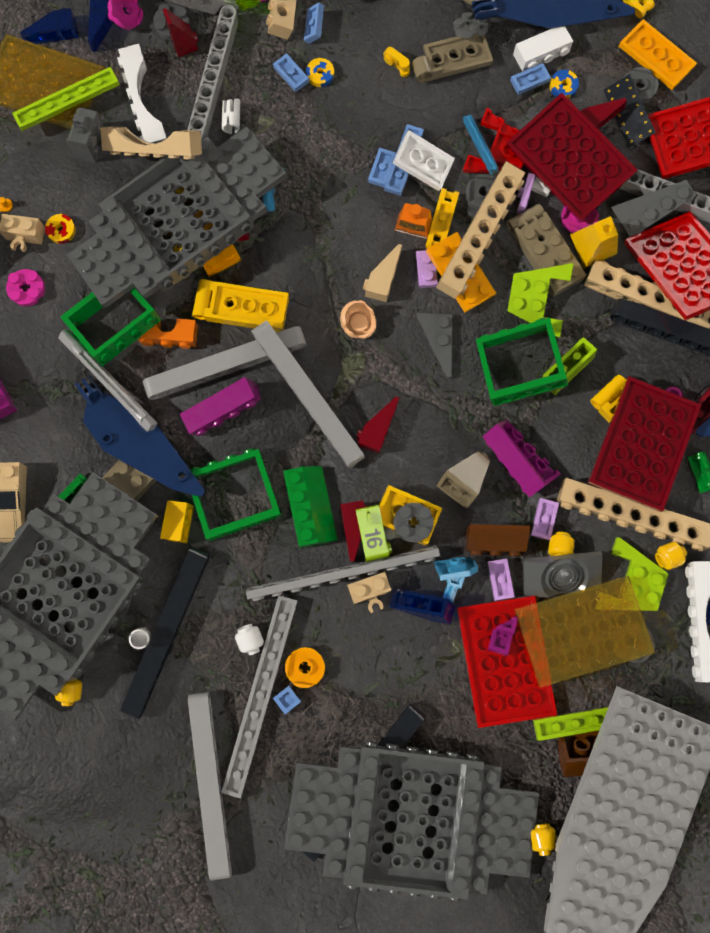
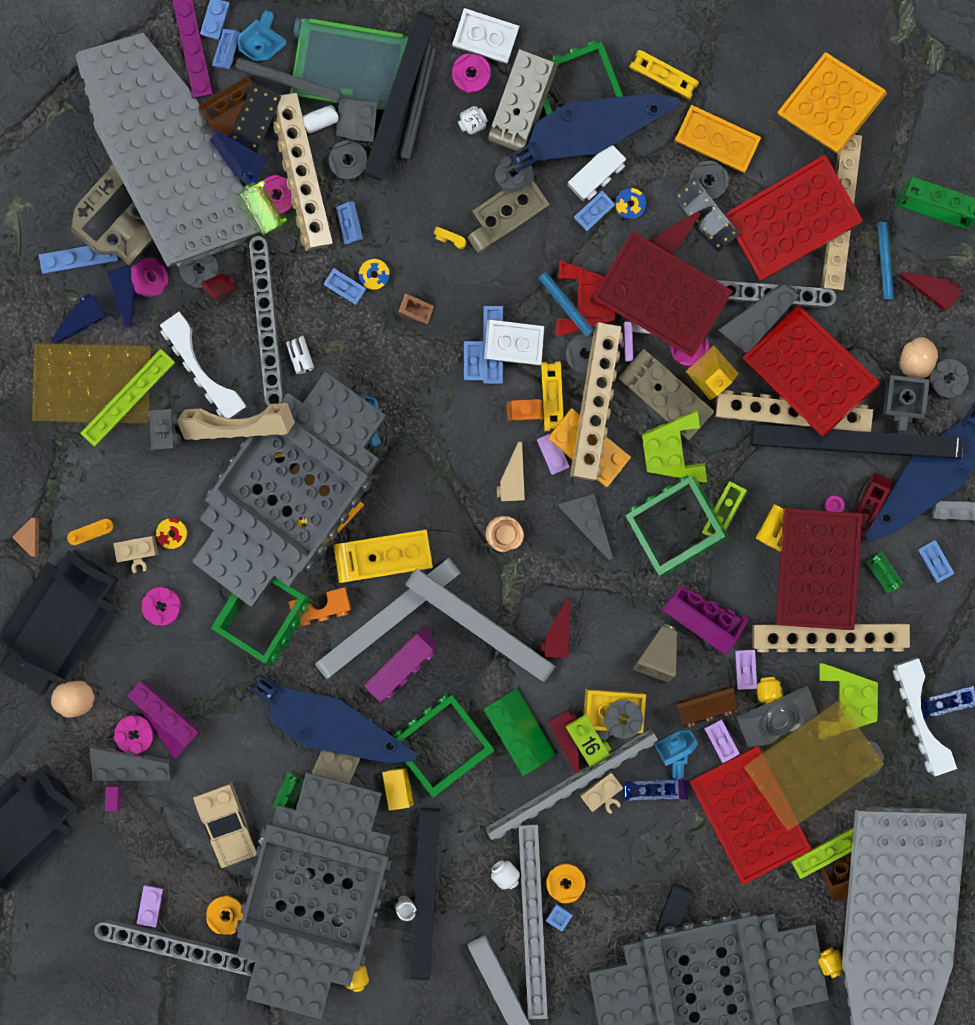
camera: 15 degrees left, 10 degrees up
(107, 380) = (328, 700): light grey piece -> none
(344, 107) = (415, 309): none -> nougat slope
(502, 637) = (739, 796): magenta slope -> none
(671, 555) = (875, 665): yellow head -> none

